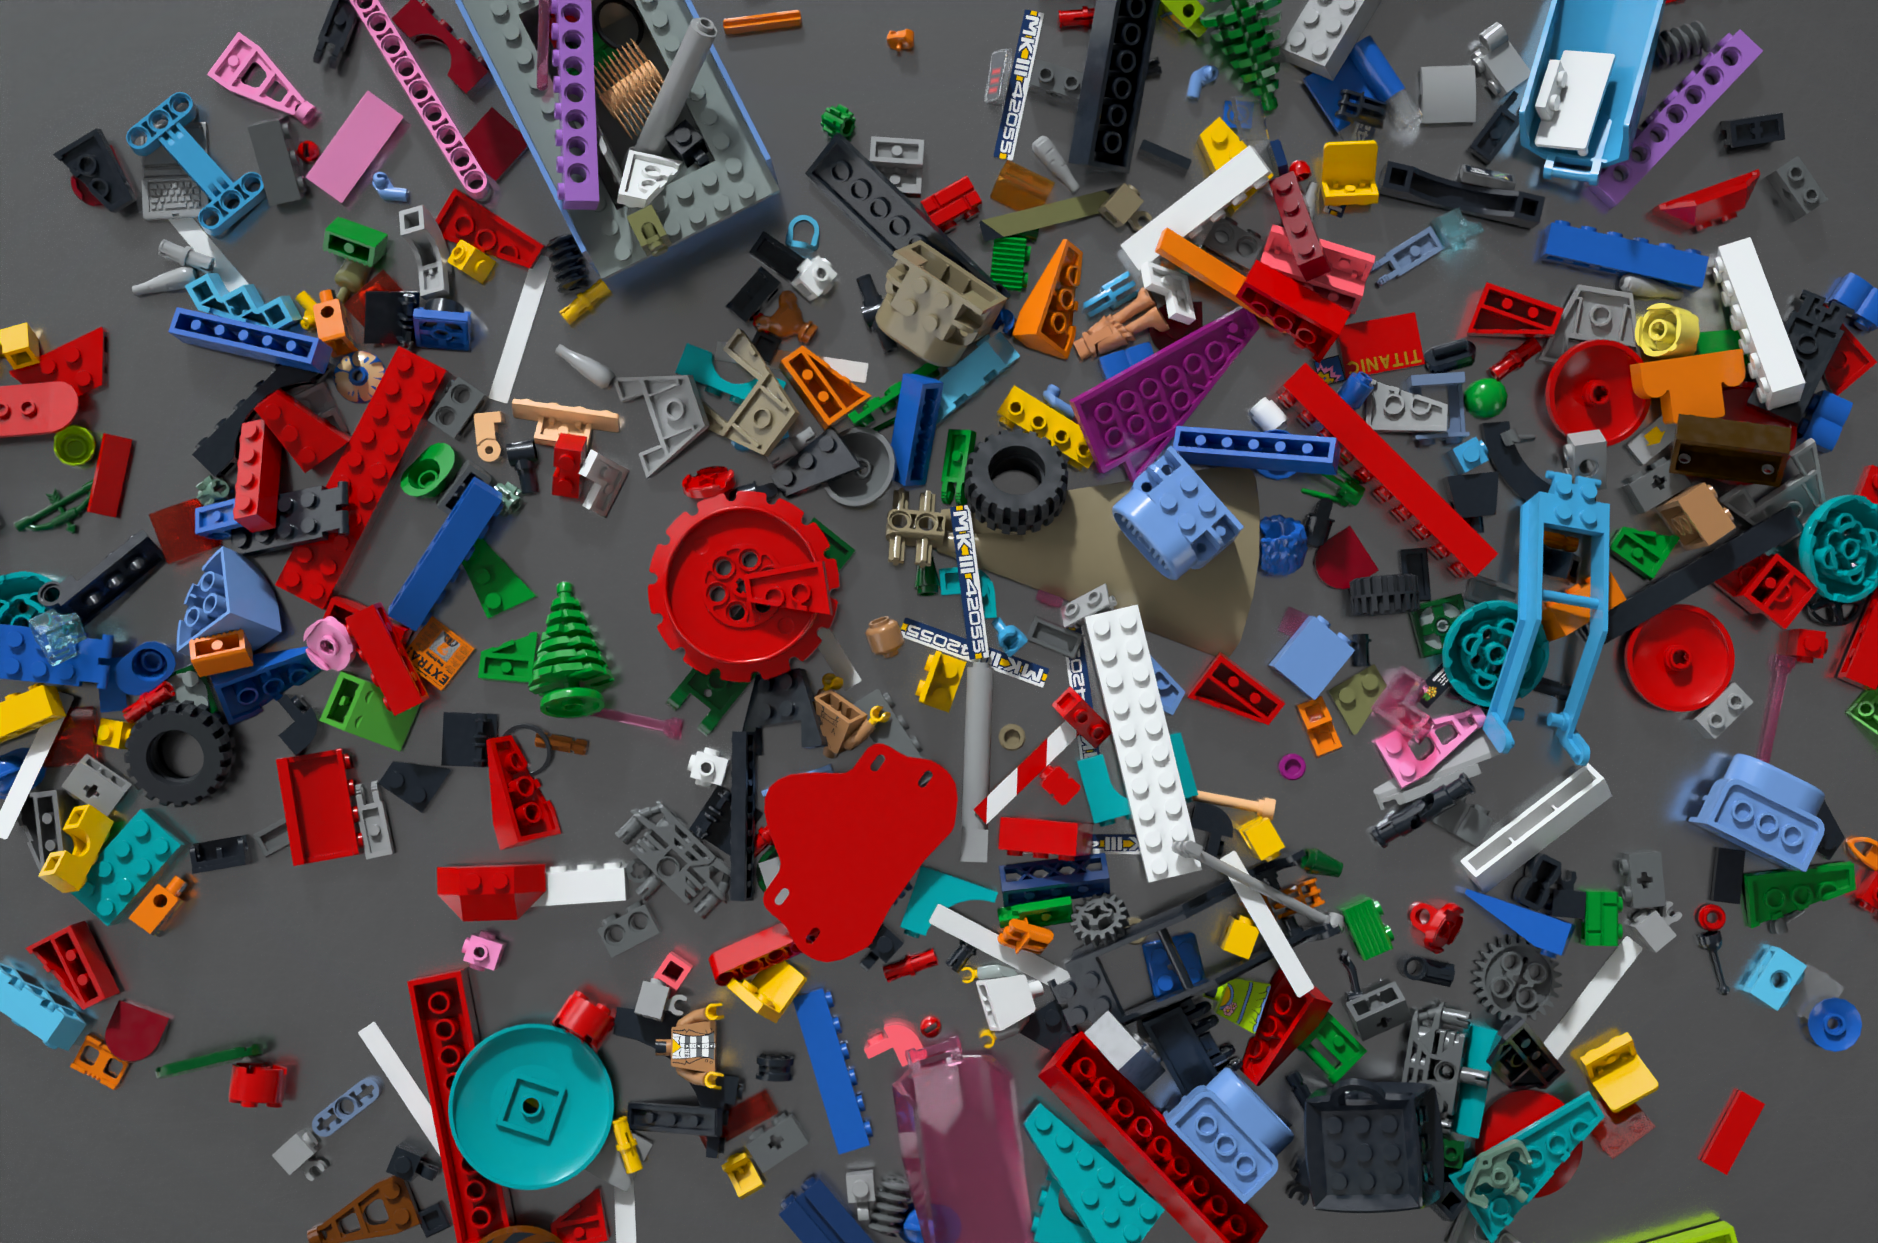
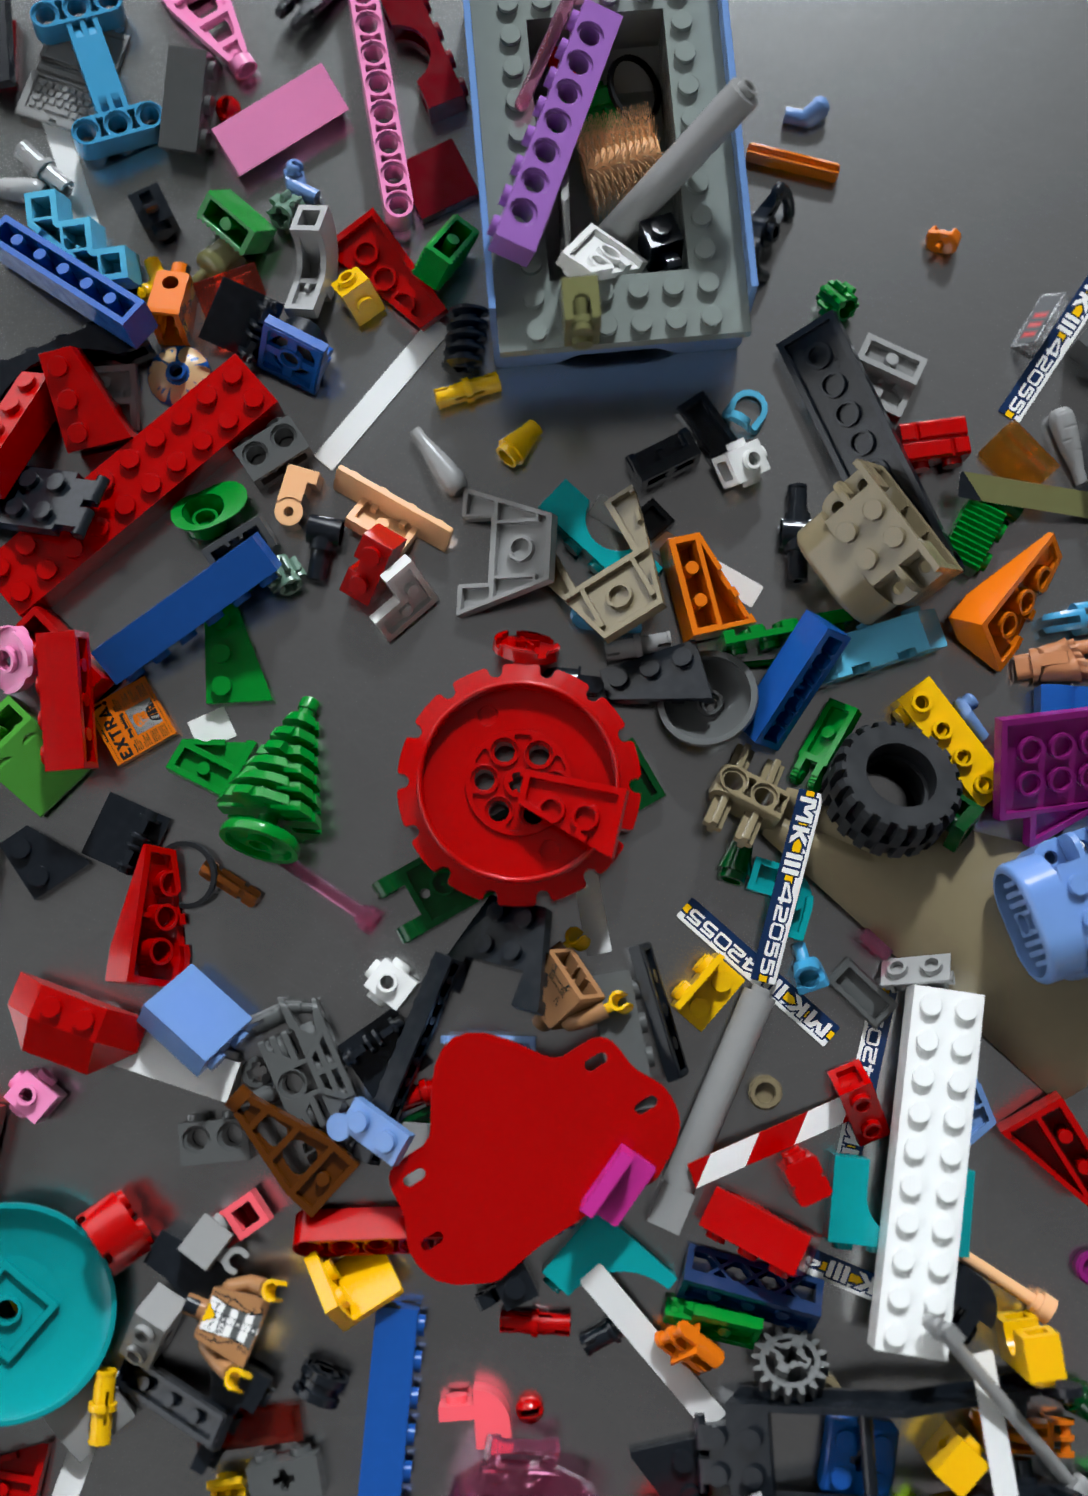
camera: 25 degrees right, 5 degrees down
(287, 258) = (154, 212): none -> black brick
(388, 216) = (284, 209): none -> sand green gear
(498, 633) = (212, 726): none -> white sticker
(525, 203) = (445, 252): none -> green brick
(579, 850) = (195, 1020): none -> medium blue brick
(639, 1075) = (152, 1327): none -> light grey brick
(641, 327) = (517, 445): none -> yellow cone
(717, 922) = (323, 1176): none -> reddish brown plate
(737, 875) = (372, 1129): none -> medium blue hinge
(758, 88) = (764, 222): none -> black piece
(786, 320) = (690, 500): dark orange animal -> none
(884, 637) = (660, 911): medium nougat head -> none
(911, 709) = (659, 1011): none -> black tile
(928, 843) = (617, 1186): none -> dark pink panel
(1005, 1000) = (634, 1416): white torso -> none
(1007, 318) = (947, 599): blue piece -> none
(1078, 484) = (963, 823): none -> dark green bracket

